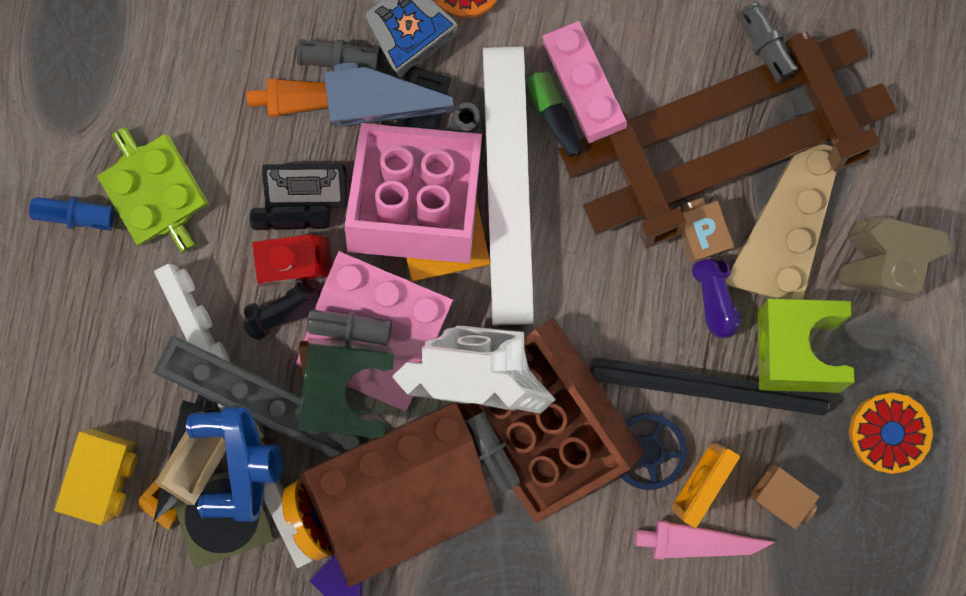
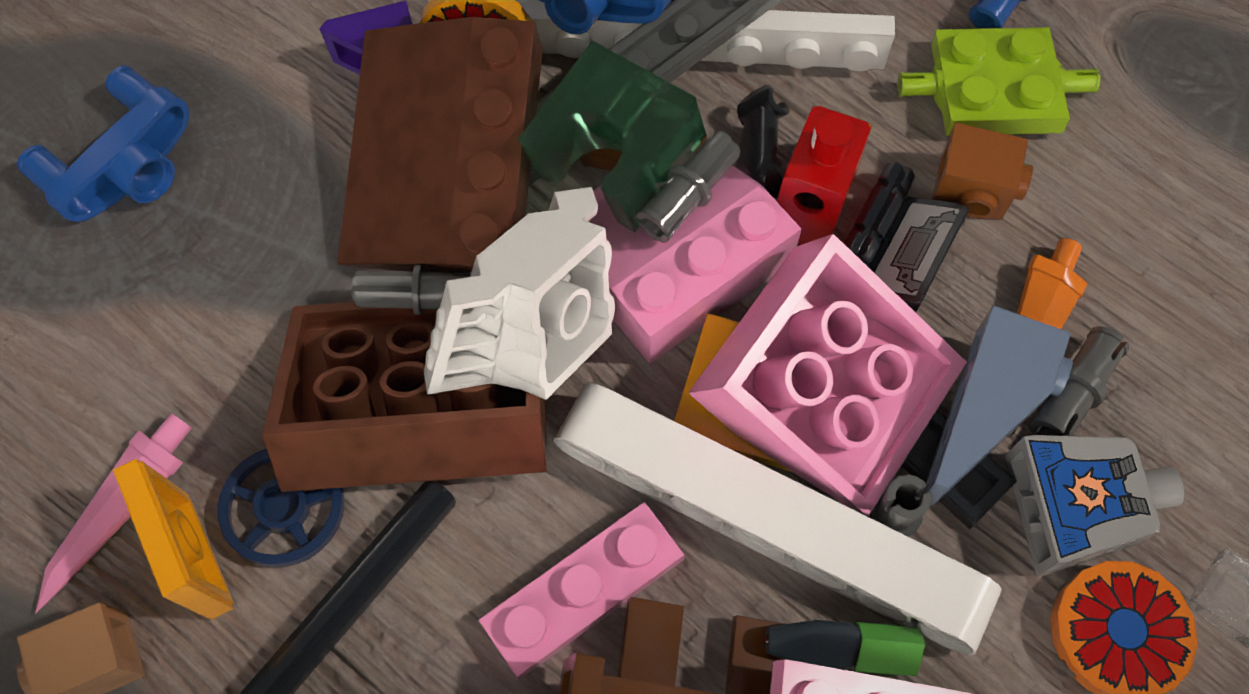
camera: 125 degrees right, 20 degrees down
(231, 169) = (982, 171): none -> dark orange brick
(601, 263) = (581, 590): none -> bright pink plate

